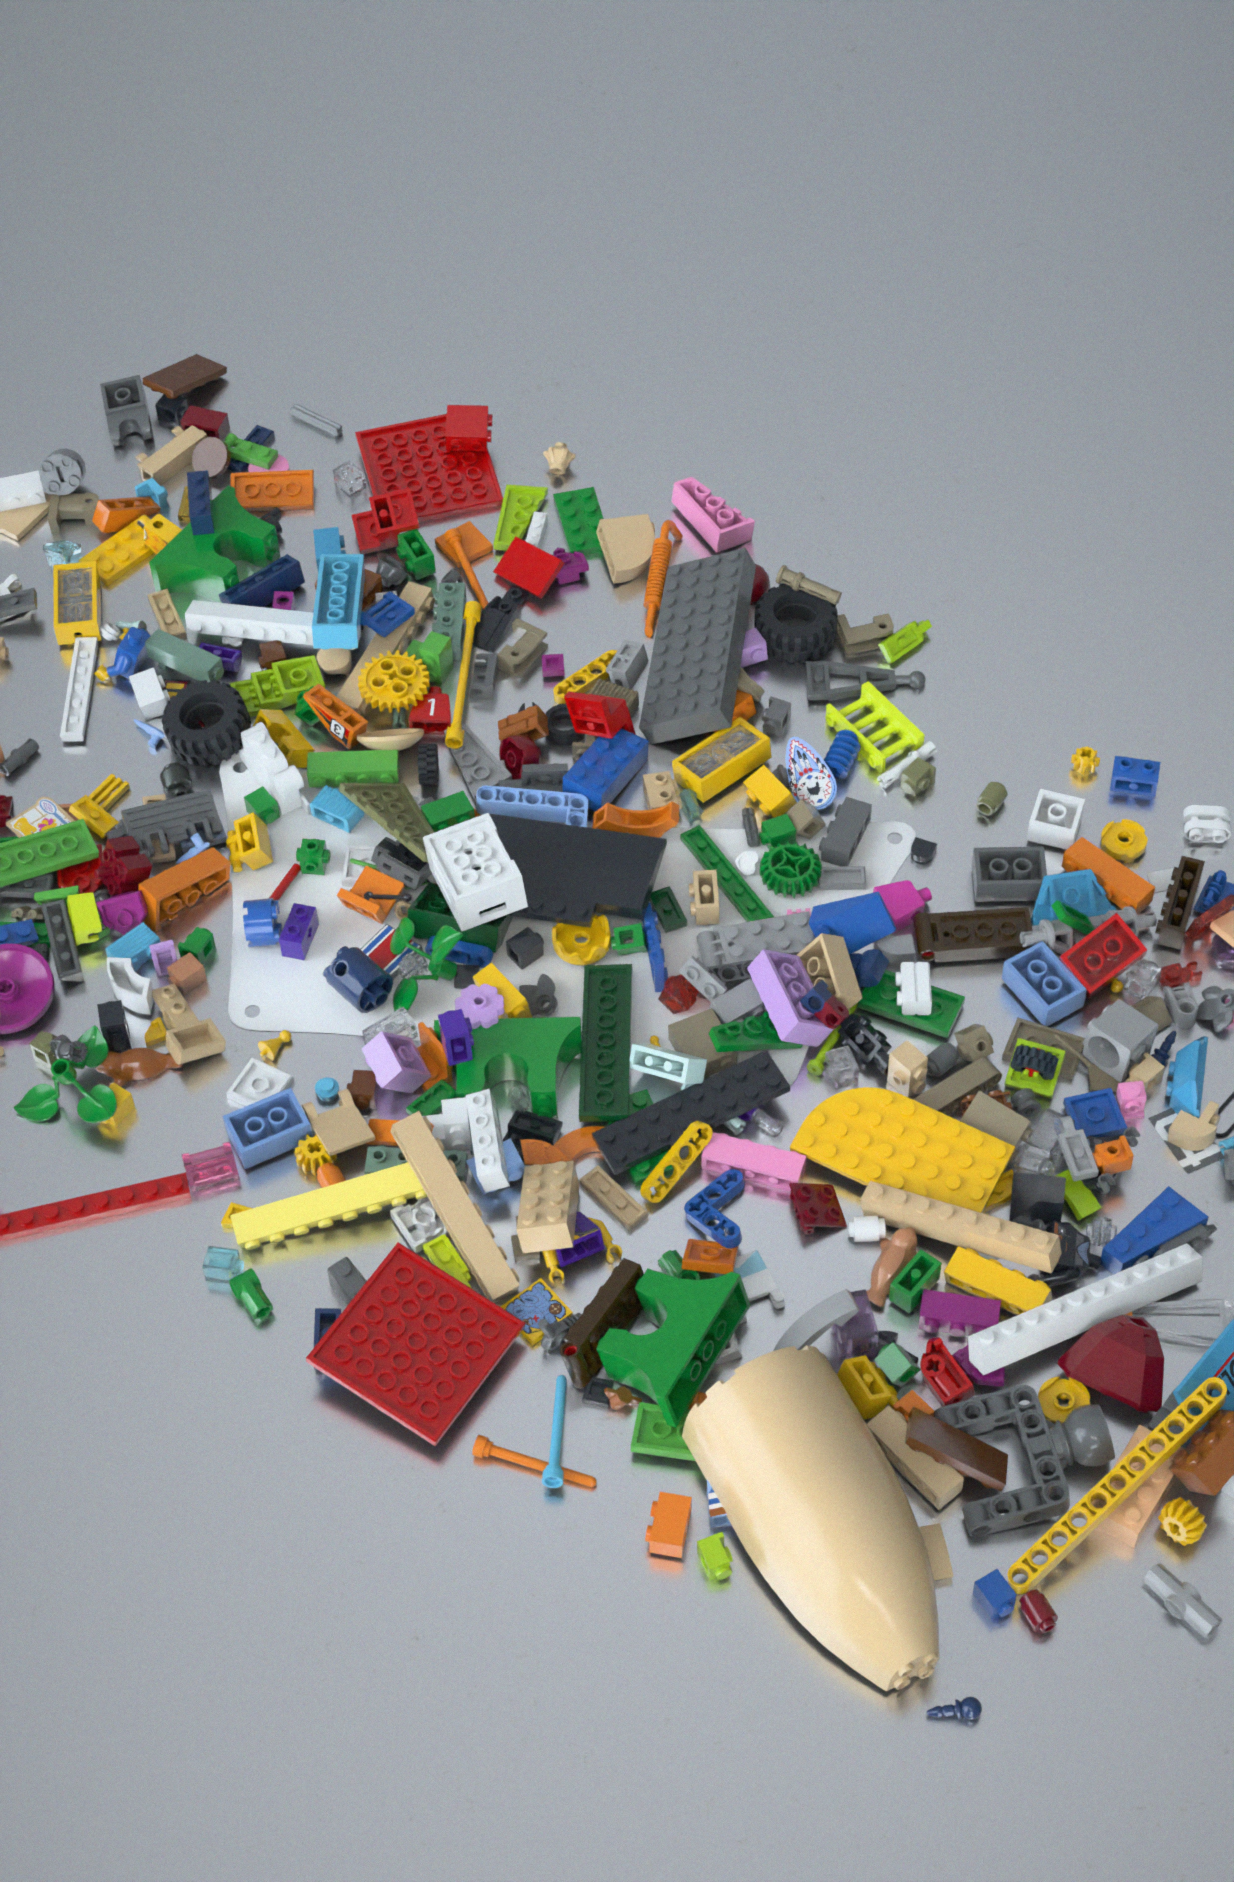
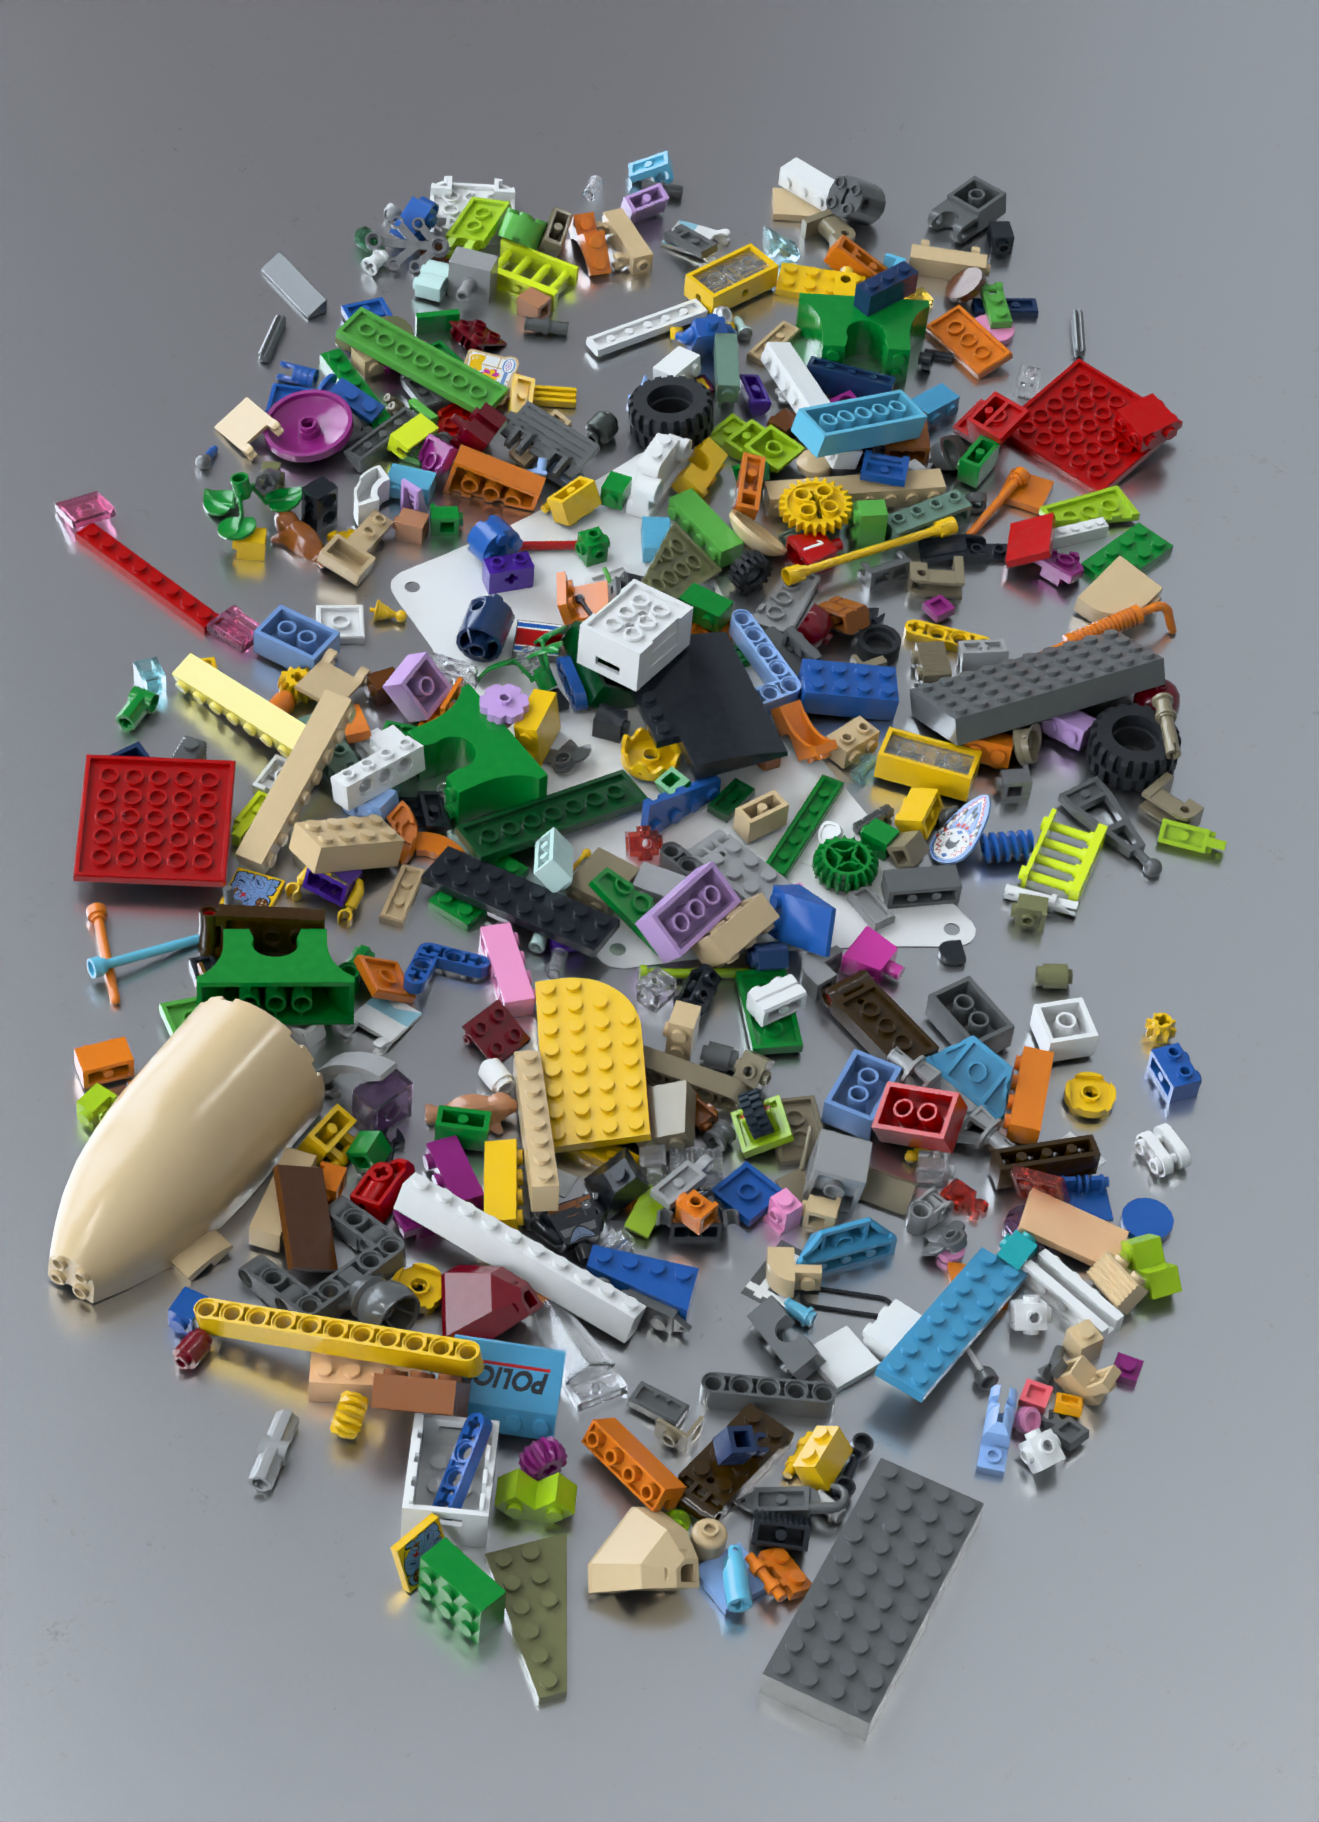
camera: 50 degrees right, 5 degrees down
(184, 376) = (1040, 224): reddish brown tile -> none
(210, 421) = (1004, 265): dark red brick -> none
(327, 1088) = (370, 662): medium azure plate -> none
(456, 1036) = (450, 695): dark purple brick -> none
(558, 458) = (1181, 505): tan rock -> none
(598, 714) = (891, 650): red bracket -> none
(673, 1158) = (462, 917): yellow beam -> none
(701, 979) = (662, 834): light grey hinge -> none
(711, 516) = (1209, 640): bright pink wedge -> none
(825, 1006) = (691, 931): leg -> none
(968, 1708) = (67, 1337): dark blue bar -> none
(1073, 917) = (945, 1074): green tile -> none
(1161, 1054) = (849, 1216): dark blue bar -> none

